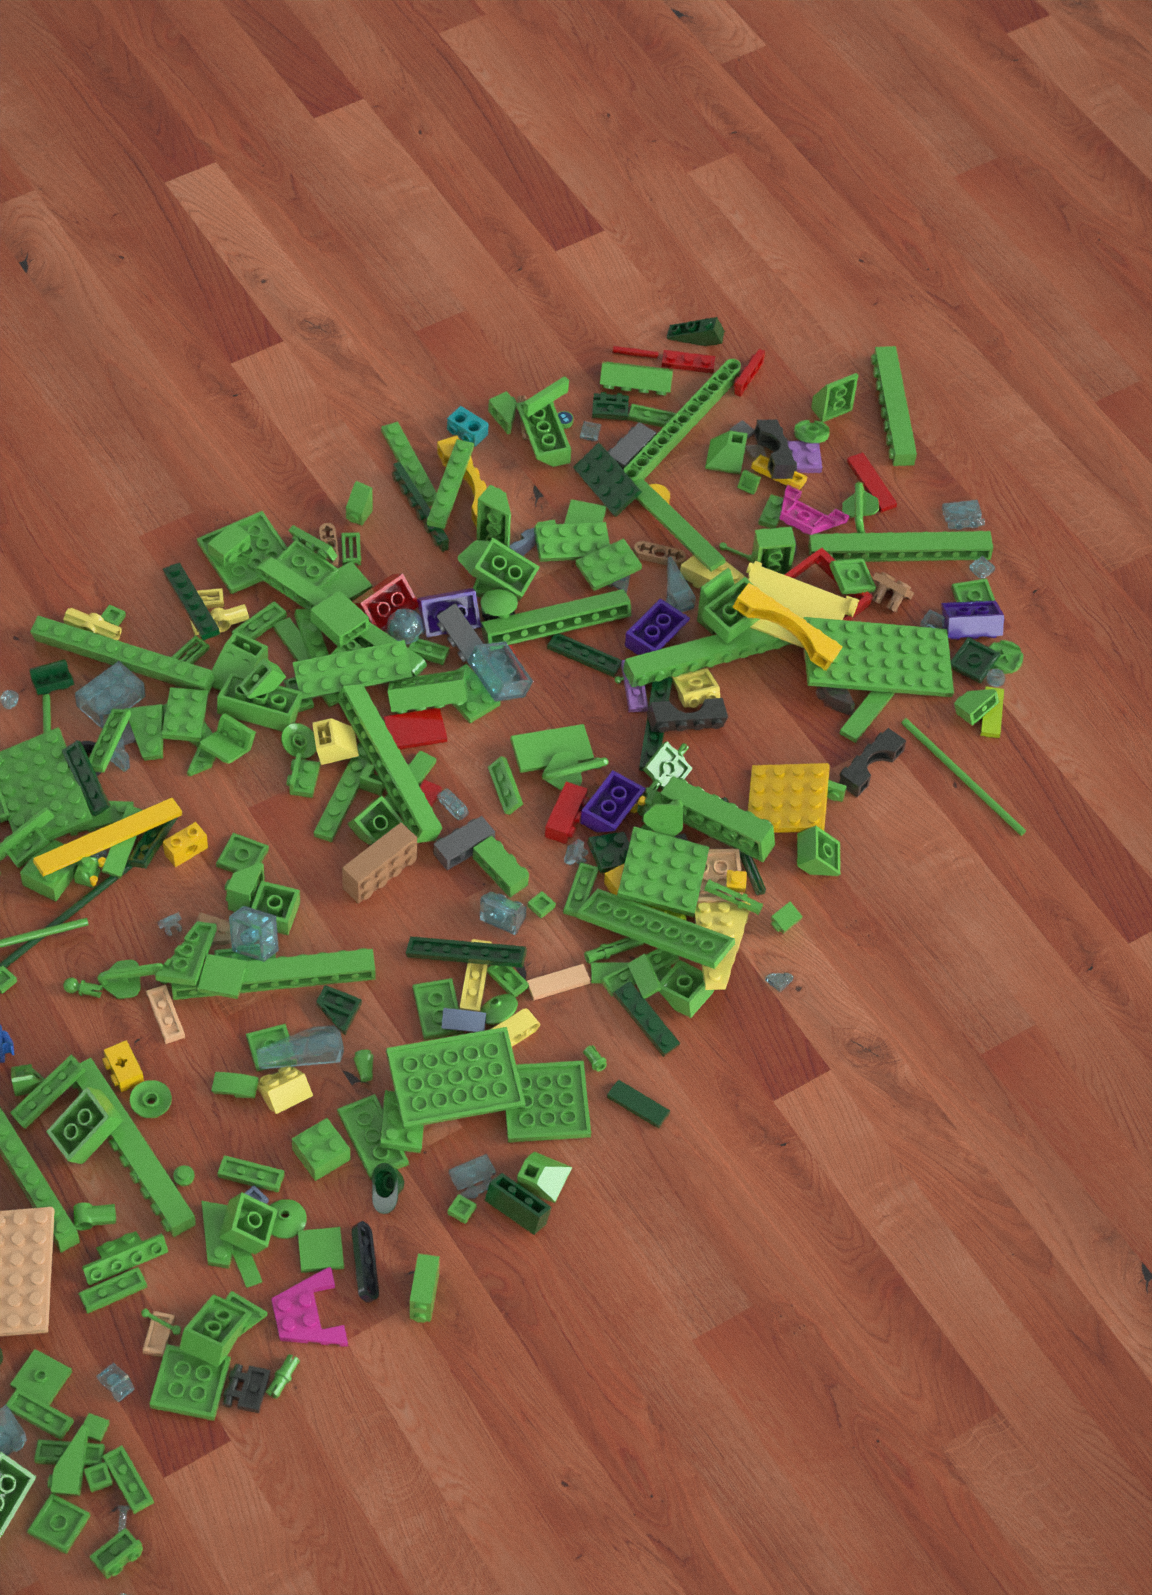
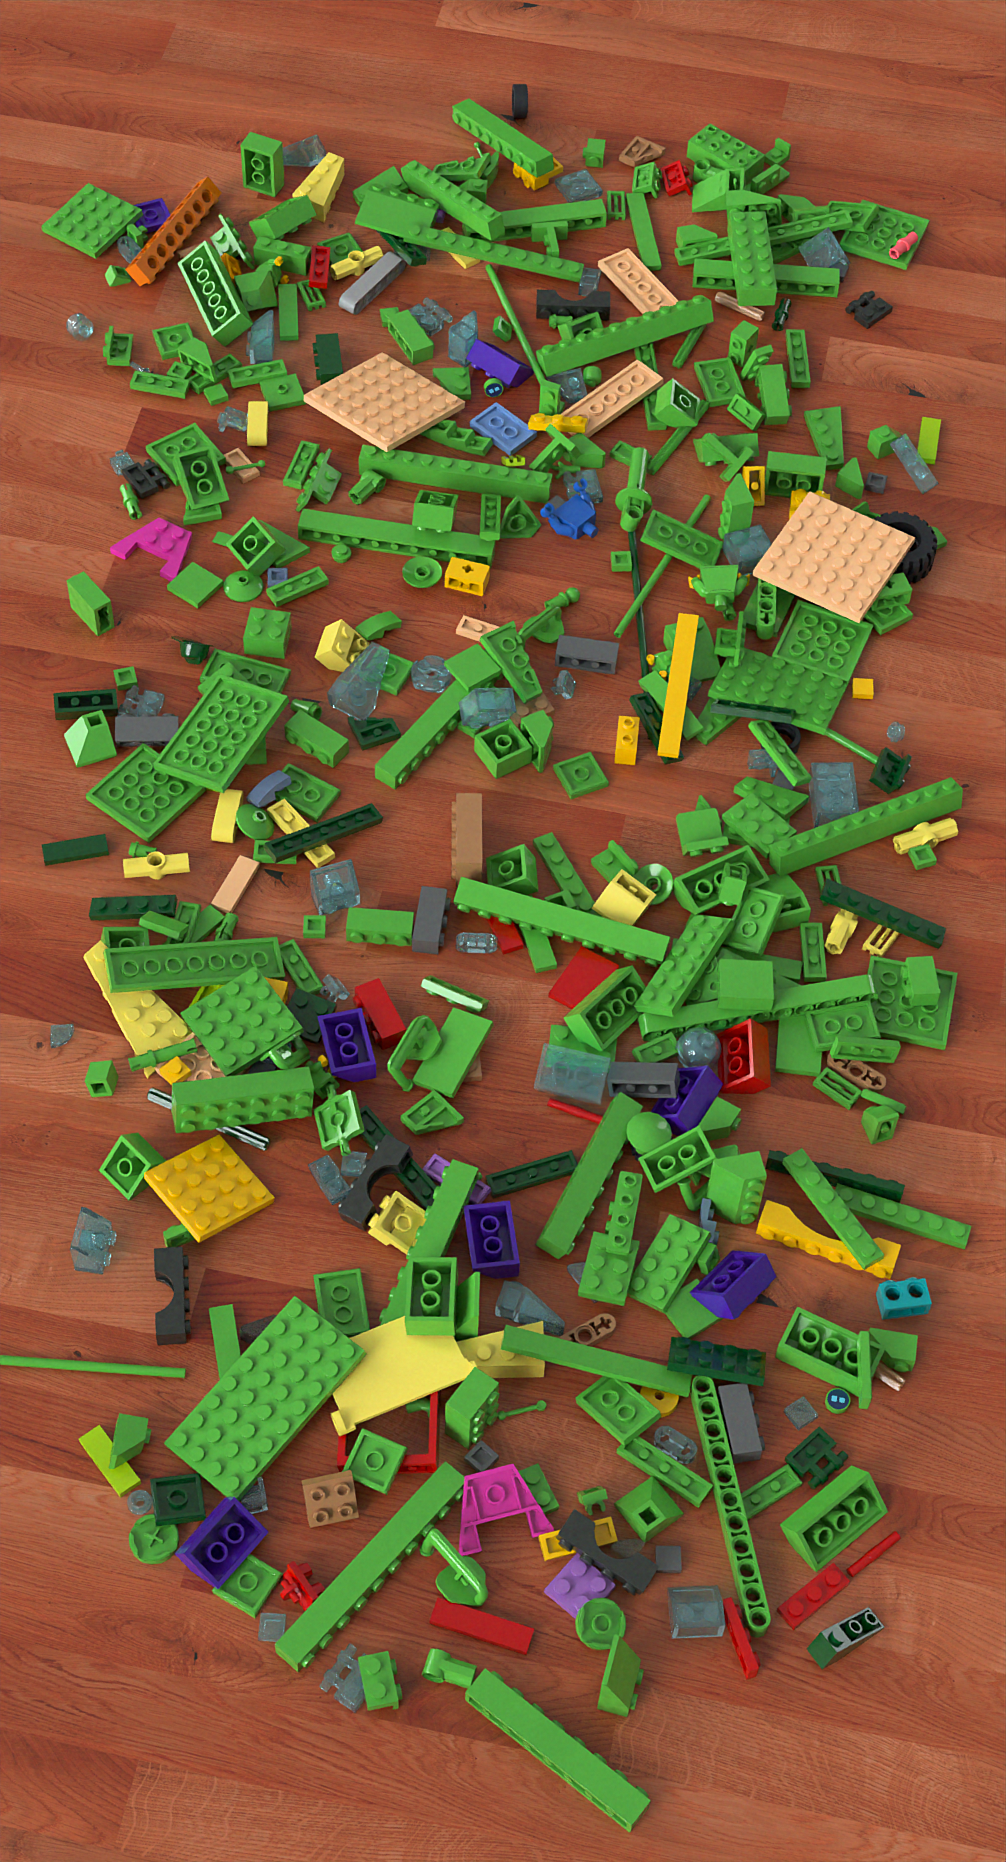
camera: 135 degrees right, 0 degrees up
(102, 1355) = (257, 423): none -> light yellow beam
(124, 930) = (586, 654): none -> dark grey brick
(246, 1424) = (120, 461): none -> clear light blue tile
(249, 1005) = (427, 683): none -> clear light blue plate
(277, 650) = (754, 920): none -> bright green tile
(339, 515) = (882, 1100): none -> bright green tile
(365, 1262) = (154, 596): black plate -> none
(384, 1030) = (316, 738): none -> bright green brick
(446, 582) = (720, 1120): none -> bright green slope
(496, 1143) = (146, 729): none -> dark grey brick
(549, 503) = (734, 1283): none -> dark purple slope
(568, 580) = (623, 1213): none -> bright green bracket
(606, 732) = (431, 1114): none -> bright green wing
(607, 1043) = (147, 865): none -> light yellow piece
(679, 470) = (675, 1444): none -> clear light blue beam
(685, 738) = (353, 1164): none -> clear light blue plate
(689, 499) = (618, 1408): none -> bright green plate
(695, 464) = (666, 1470): none -> bright green plate
(707, 749) = (329, 1179): none -> clear light blue slope
(756, 398) = (696, 1611): none -> clear light blue slope
(757, 604) = (406, 1292): yellow arch -> none
(775, 681) = (342, 1301): none -> bright green tile
(892, 825) = (92, 1242): none -> clear light blue slope
(912, 478) = (442, 1667): none -> bright green piece
(952, 568) = (297, 1586): none -> red hips
(953, 495) = (378, 1681): none -> bright green bracket

